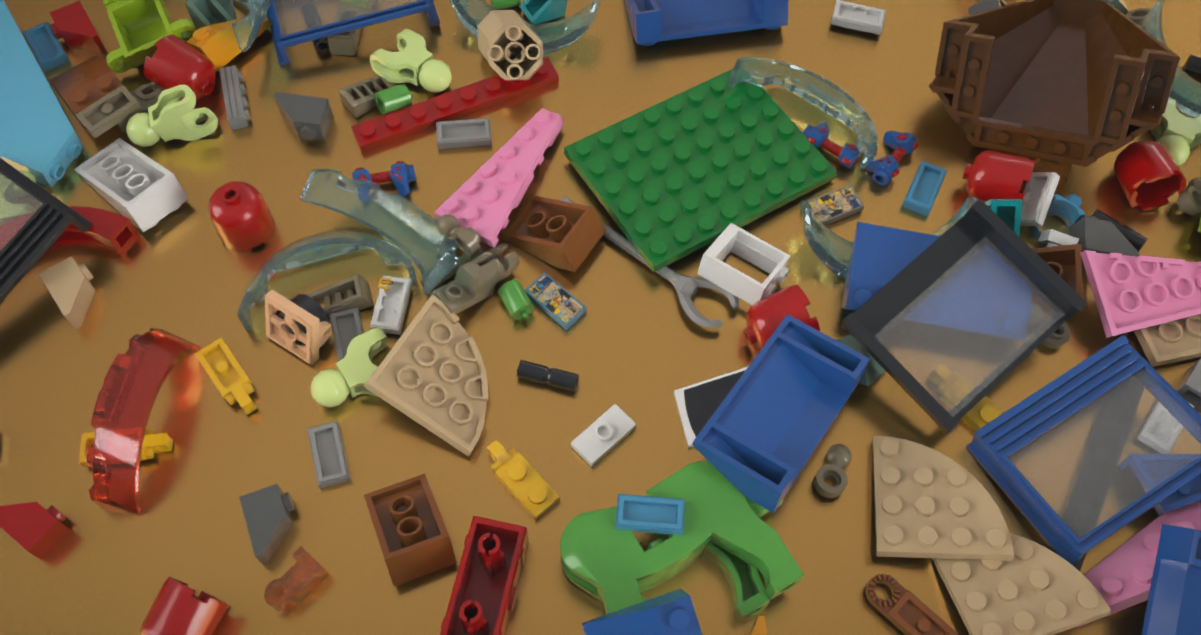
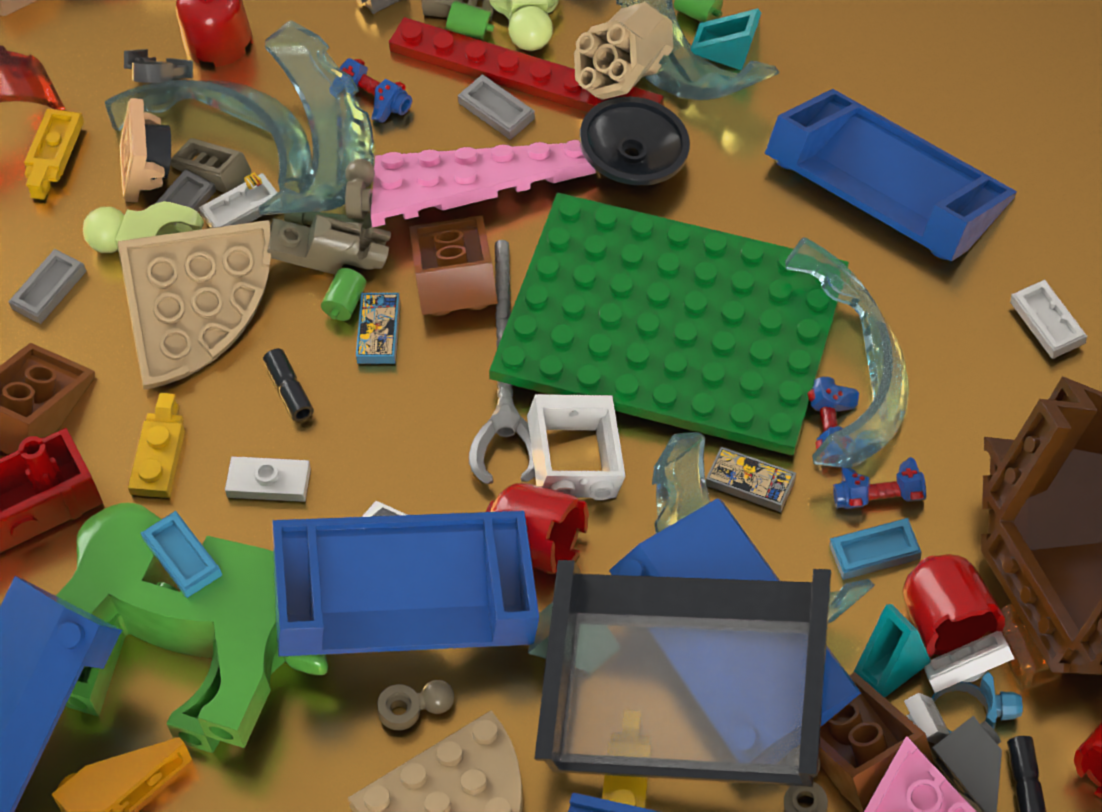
camera: 55 degrees right, 5 degrees down
(241, 275) = (149, 70): none -> dark grey piece
(571, 88) = (634, 140): none -> black dish

